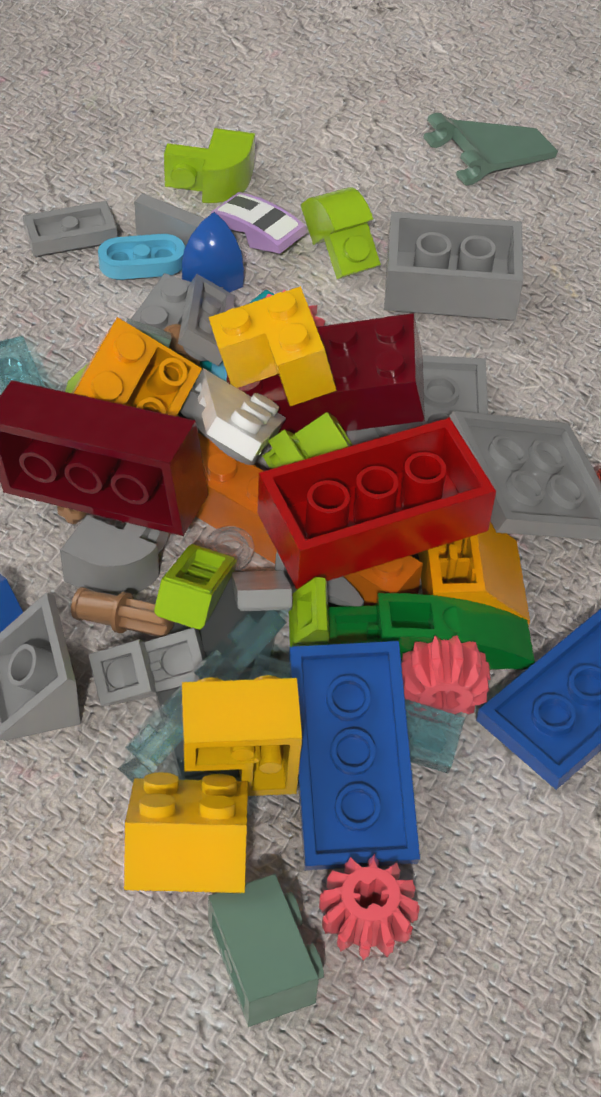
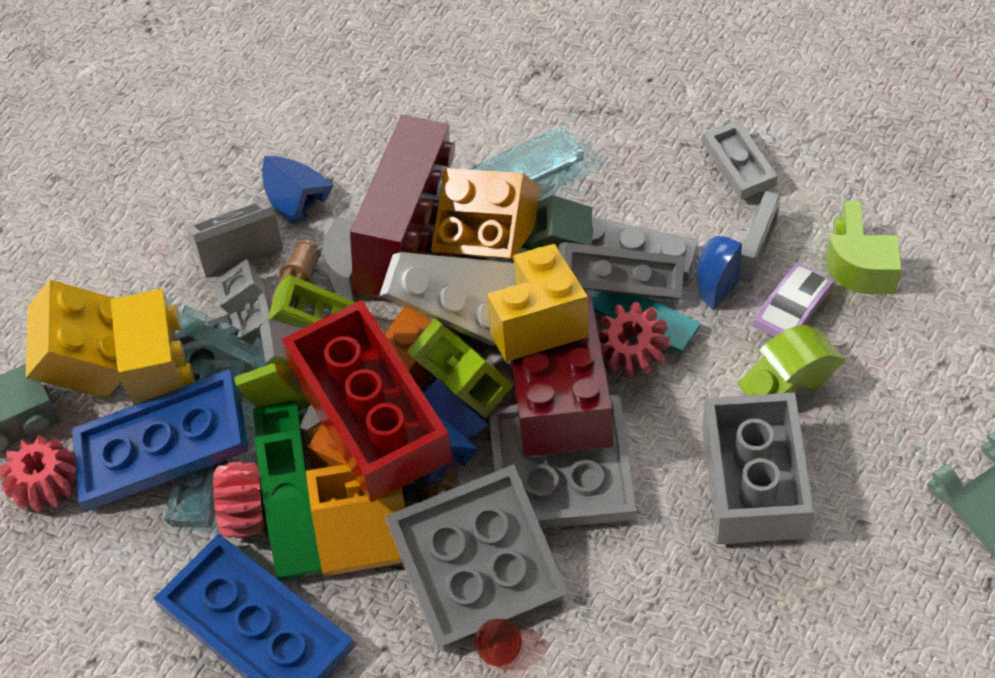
camera: 90 degrees right, 5 degrees up
(141, 256) = (721, 219): medium azure plate -> none

